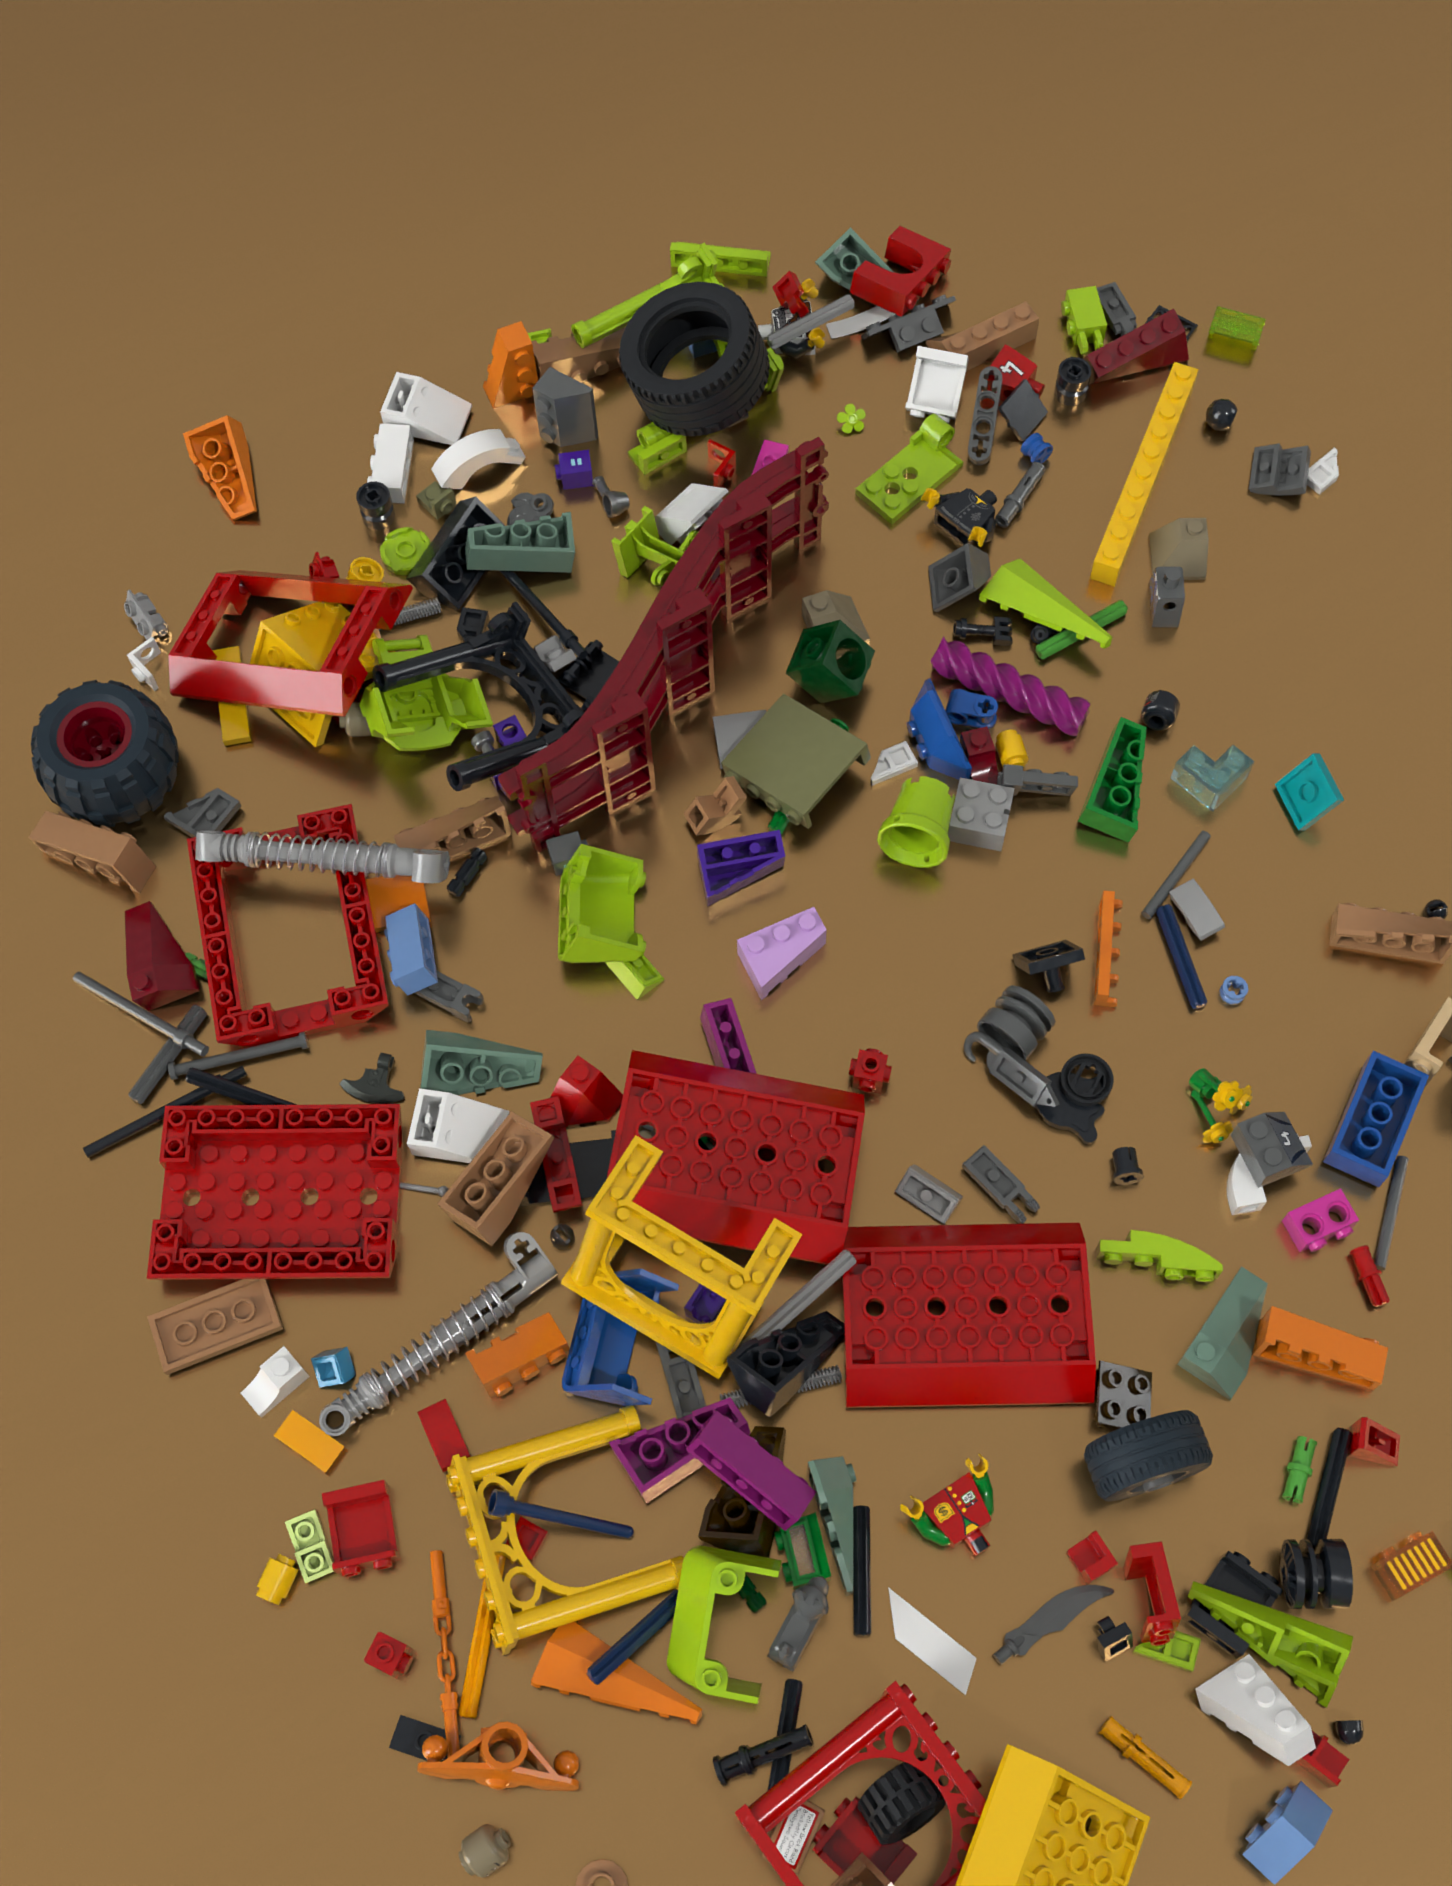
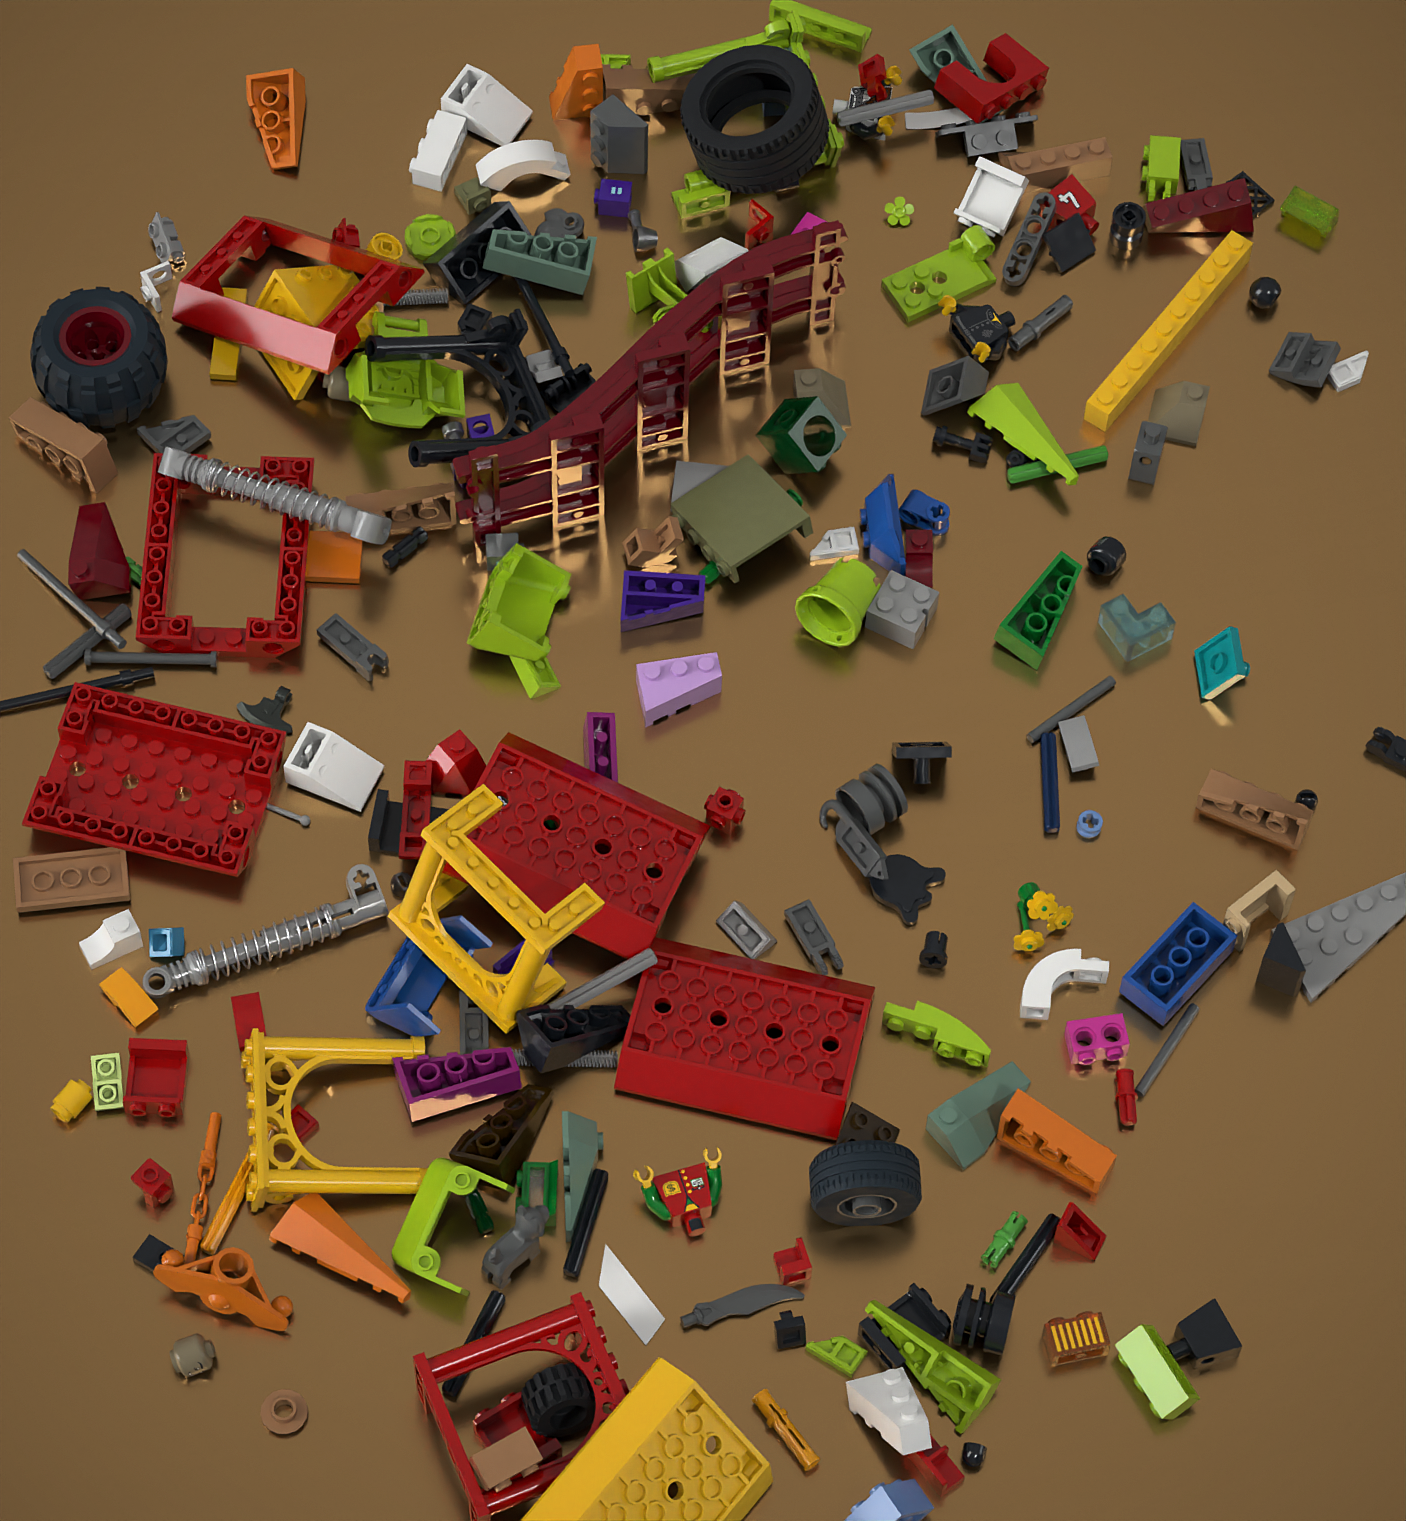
camera: 10 degrees right, 5 degrees down
(232, 1089) = (134, 681): black axle -> none
(375, 505) = (412, 187): black wheel -> none
(410, 949) = (333, 601): medium blue brick -> none
(472, 1064) = (365, 717): sand green wedge -> none
(497, 1179) = (355, 817): medium nougat slope -> none
(503, 1504) = (287, 1079): dark blue piece -> none
(519, 1355) = (333, 970): orange wedge -> none
(633, 1639) = (365, 1222): dark blue axle -> none
(745, 1755) = (440, 1341): black pin -> none
(751, 1470) = (509, 1106): magenta brick -> none
(795, 1834) = (465, 1403): slope -> none
(1005, 684) = (963, 497): magenta piece -> none
(1011, 748) = (951, 559): yellow brick -> none
(1036, 448) = (1070, 282): blue wheel -> none
(1037, 782) = (965, 592): dark grey plate -> none
(1086, 1061) = (924, 850): black piece -> none
(1105, 951) = (979, 760): orange hinge -> none
(1150, 1562) = (833, 1278): red panel -> none
(1270, 1147) = (1068, 960): dark grey slope -> none

